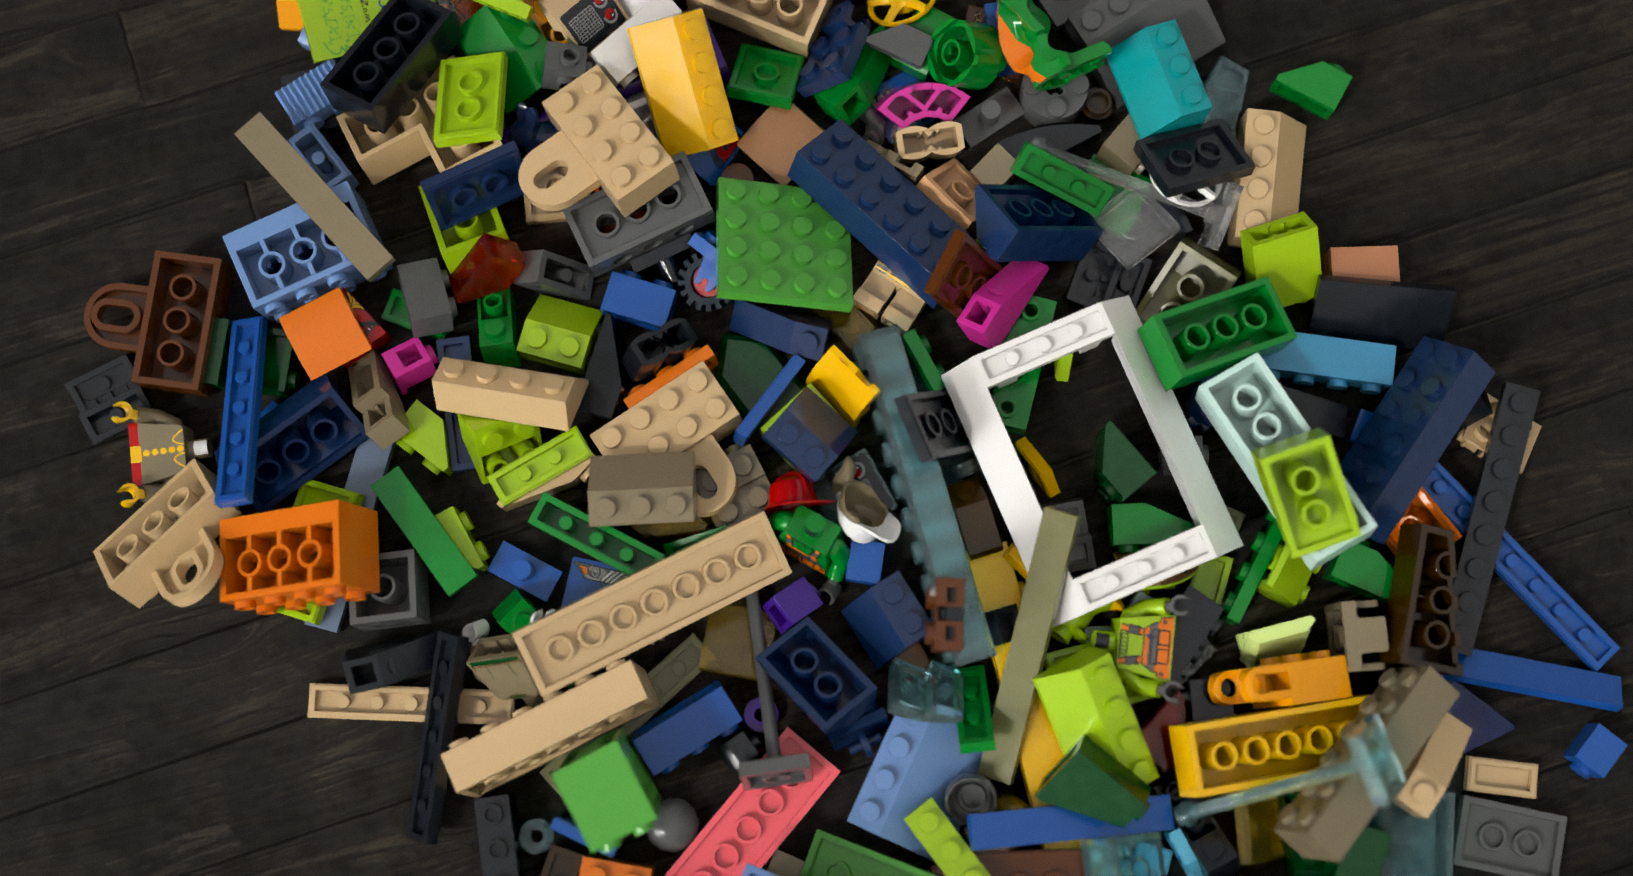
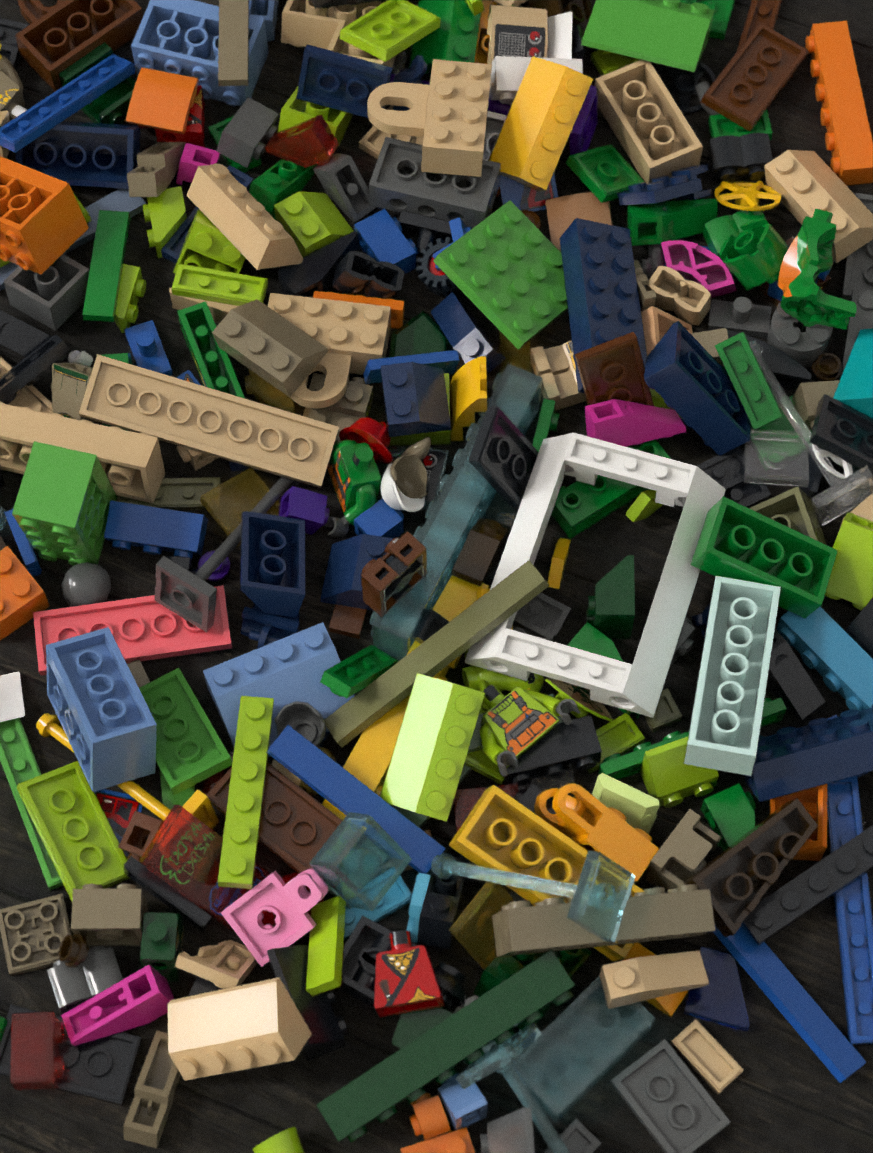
camera: 40 degrees right, 15 degrees down
(563, 64) = (470, 48): dark grey brick -> none
(902, 43) = (717, 216): dark grey tile -> none
(926, 693) = (335, 632): clear light blue slope -> none
(1095, 785) = (394, 779): dark green slope -> none
(1306, 492) = (722, 689): lime slope -> none
(1594, 751) = (795, 1095): blue brick -> none

